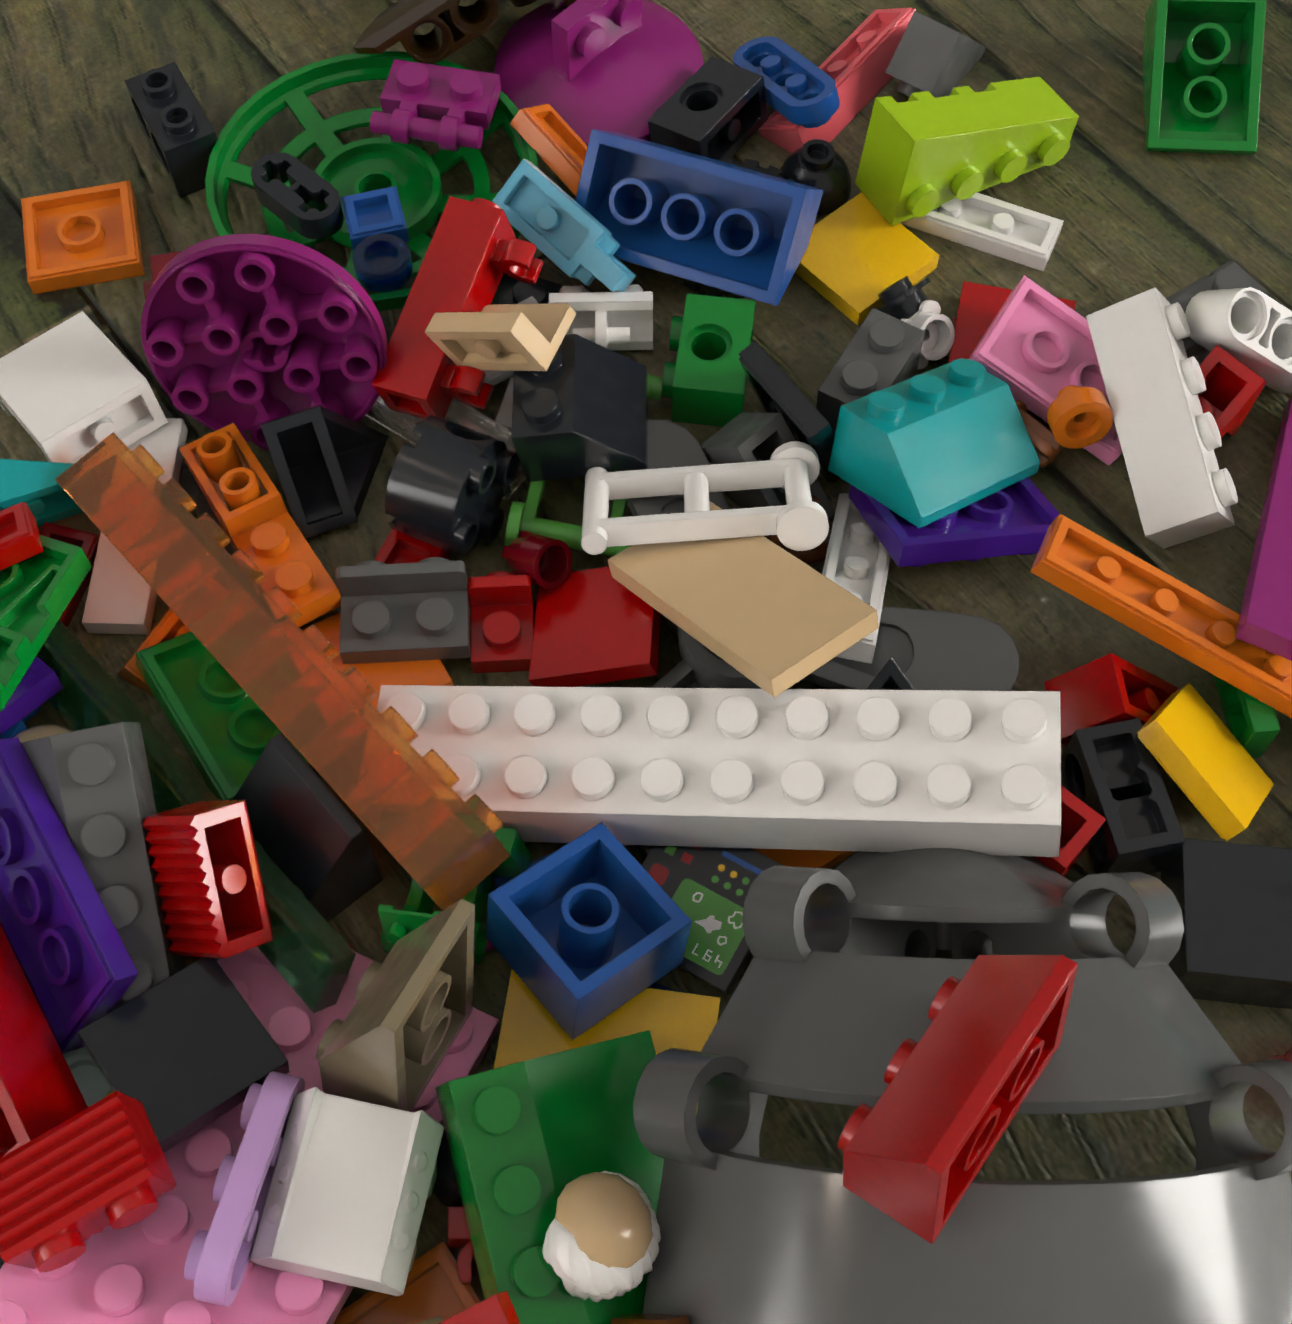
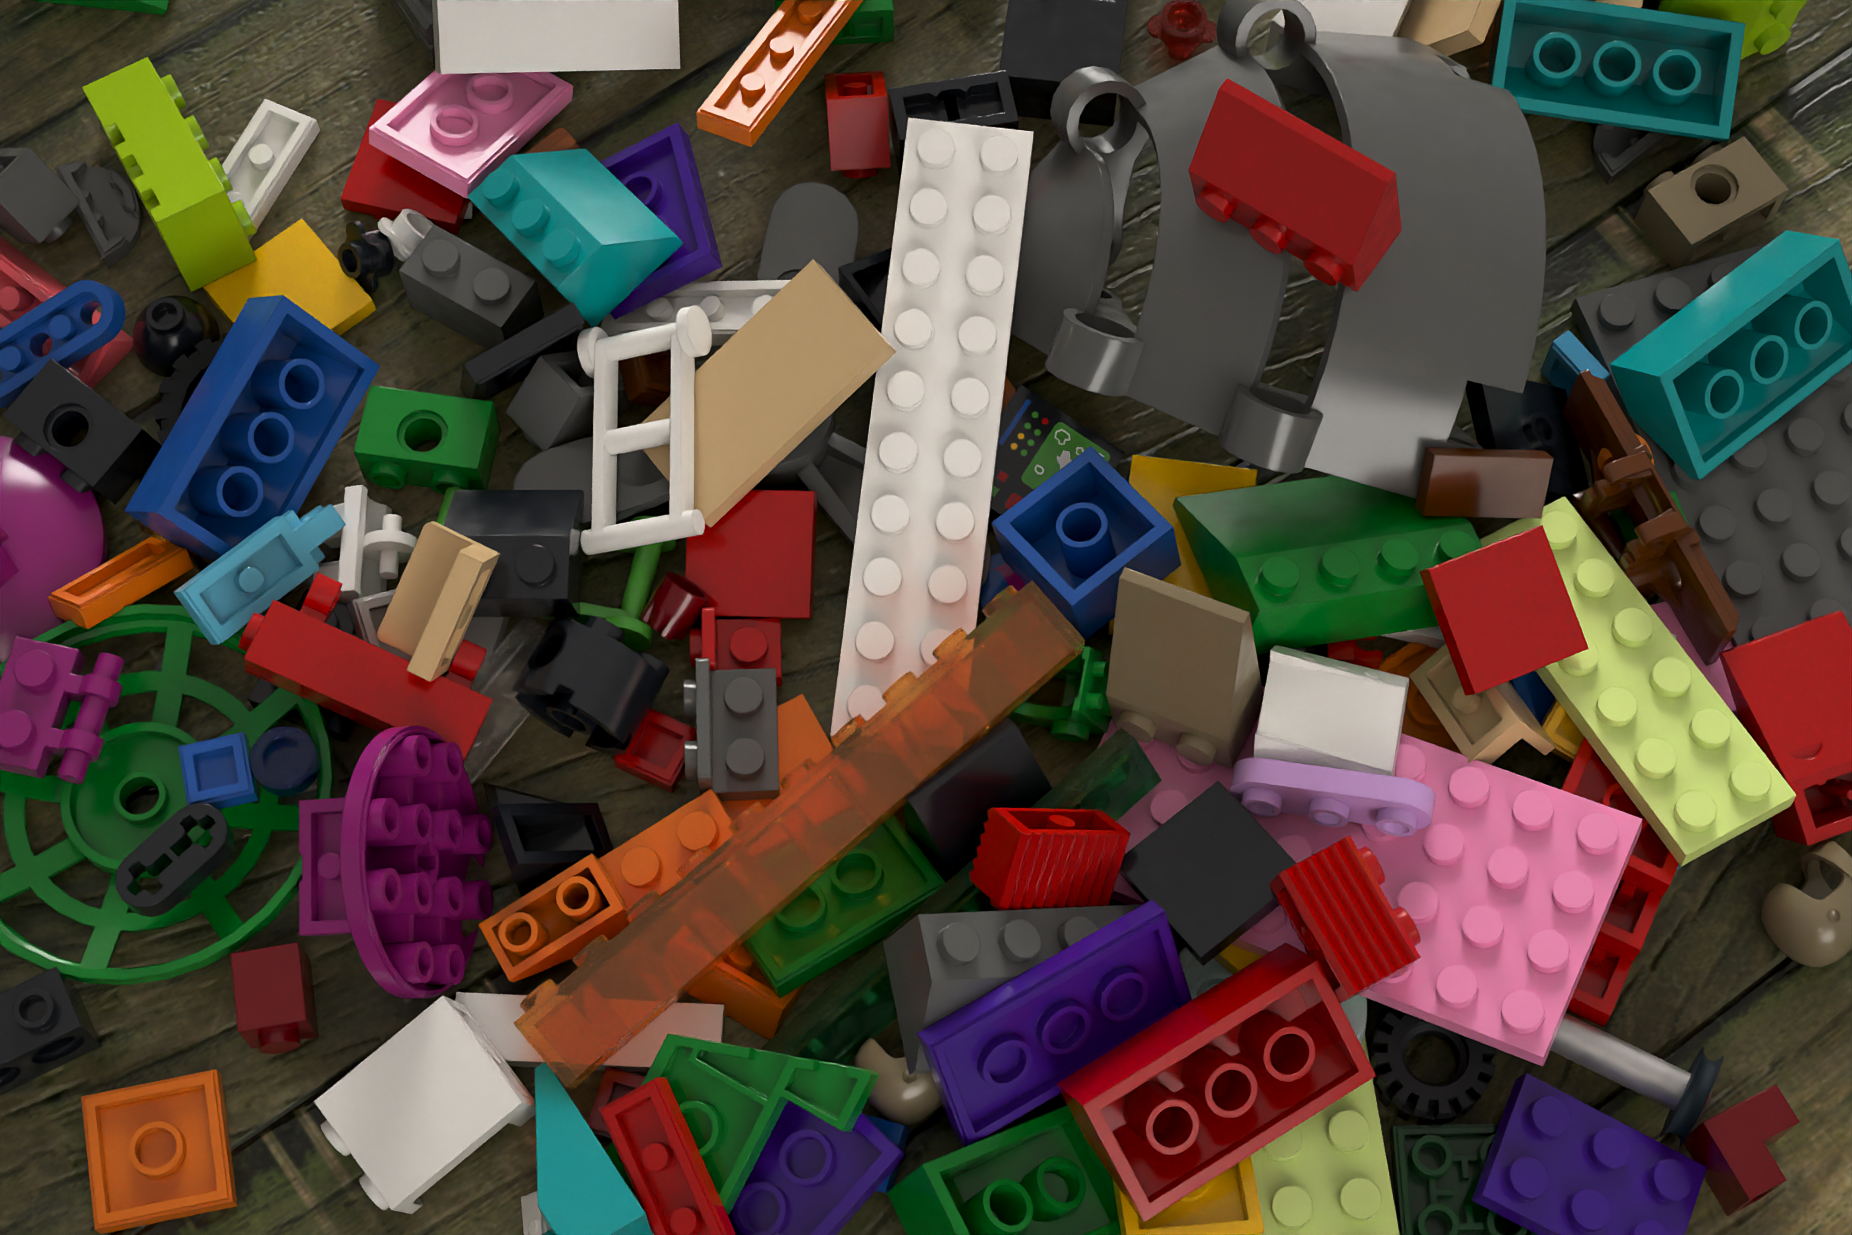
camera: 90 degrees left, 5 degrees up
(602, 1236) = (1370, 502): hair -> none
(1079, 416) = (544, 102): orange tile -> none
(1206, 761) = (919, 50): yellow tile -> none

